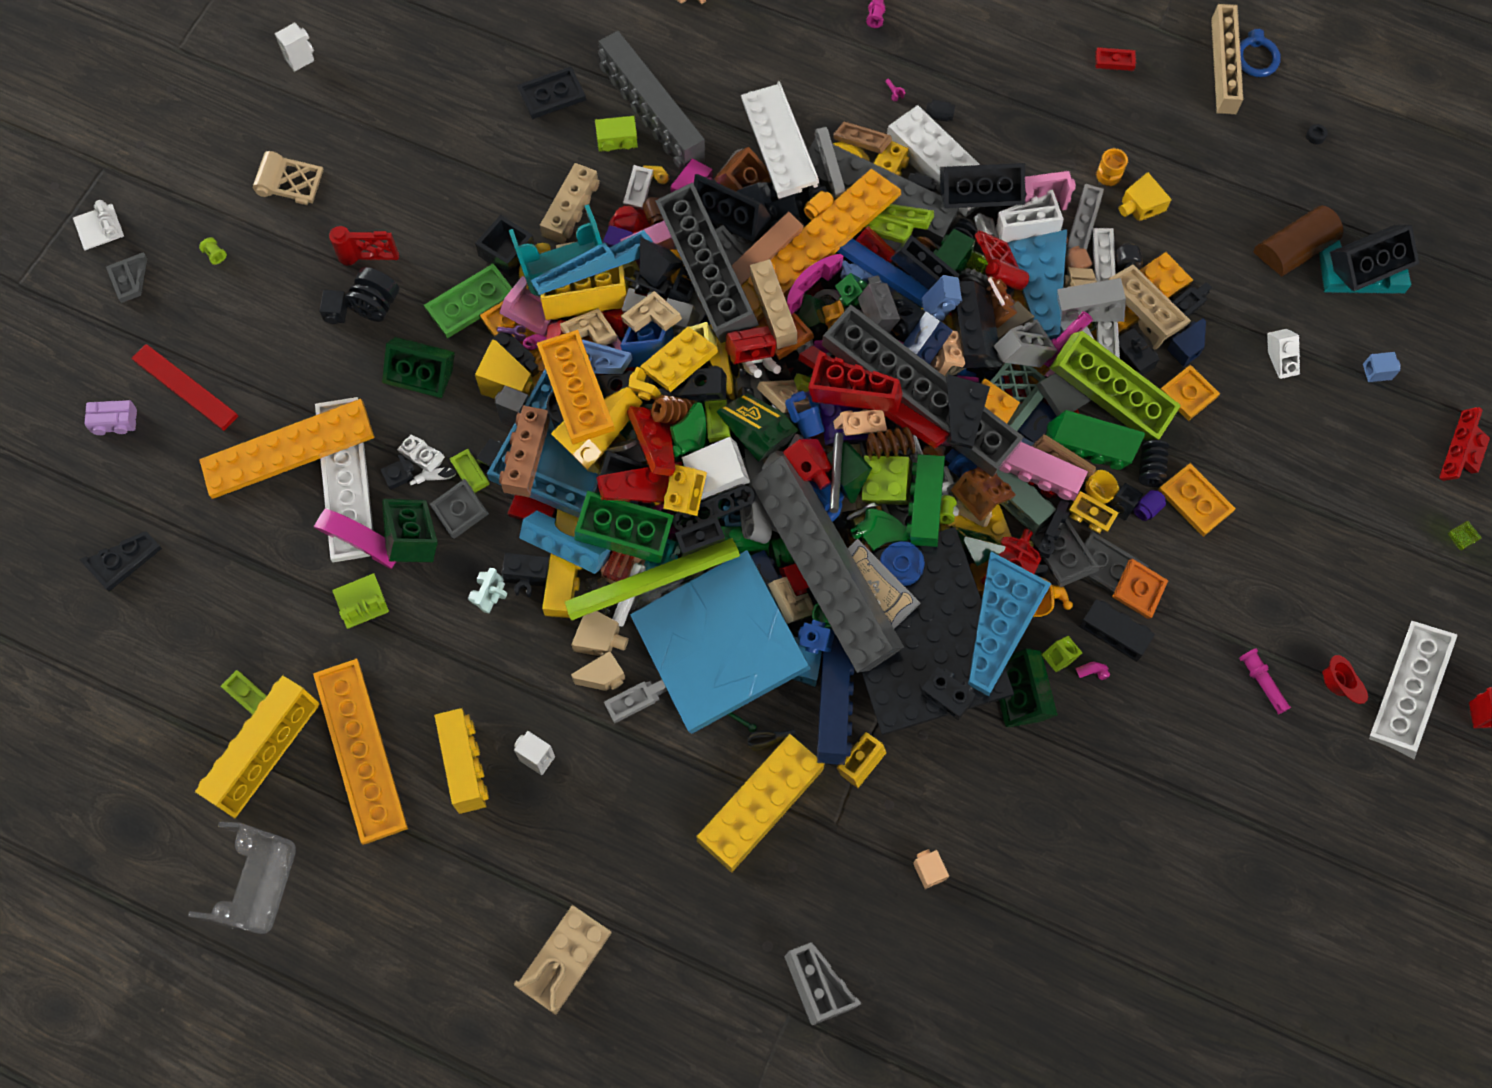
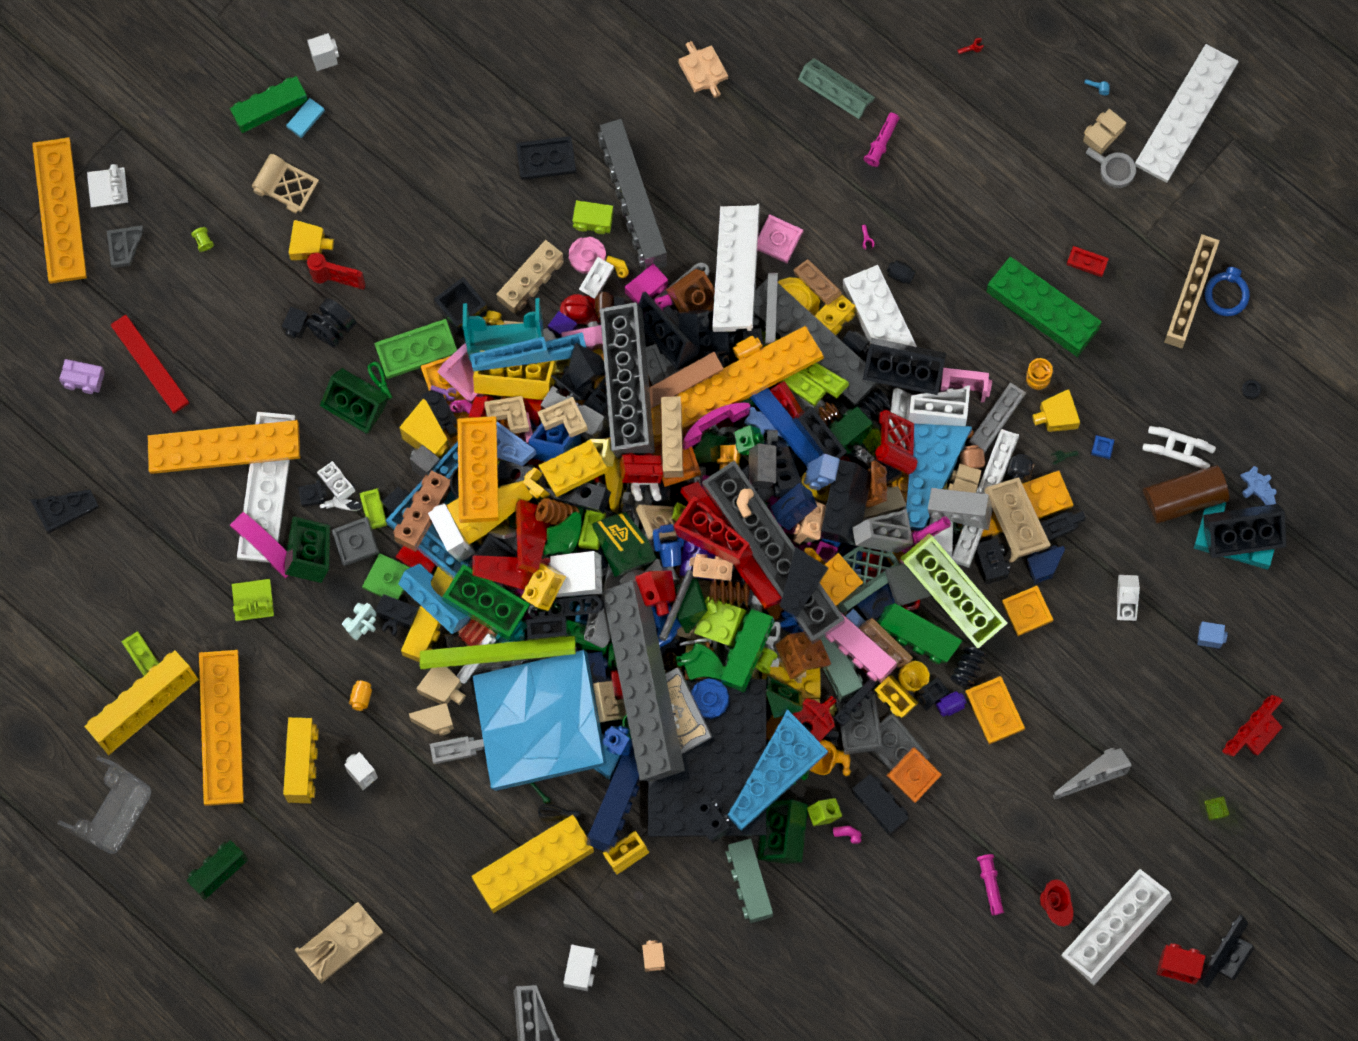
camera: 20 degrees right, 5 degrees up
(50, 261) = (59, 210): none -> light orange plate
(251, 109) = (268, 104): none -> green brick
(293, 114) = (305, 118): none -> medium azure tile
(320, 223) = (307, 240): none -> yellow torso
(395, 915) = (216, 869): none -> dark green slope
(444, 345) = (383, 385): none -> green piece
(502, 537) = (385, 577): none -> bright green plate
(510, 670) = (360, 695): none -> light orange brick
(564, 463) = (450, 534): none -> white brick
(618, 170) = (585, 252): none -> bright pink tile
(809, 110) = (778, 238): none -> bright pink tile
(852, 906) = (579, 968): none -> white brick
(874, 342) = (743, 500): none -> light nougat arm
(1007, 752) = (750, 881): none -> sand green brick
(1091, 107) = (1043, 306): none -> green brick
(1161, 238) = (1061, 455): none -> clear green hand
(1198, 221) = (1102, 447): none -> blue tile
(1263, 206) = (1168, 450): none -> white piece
(1335, 524) = (1105, 768): none -> light grey wedge
(1362, 218) = (1258, 486): none -> medium blue piece

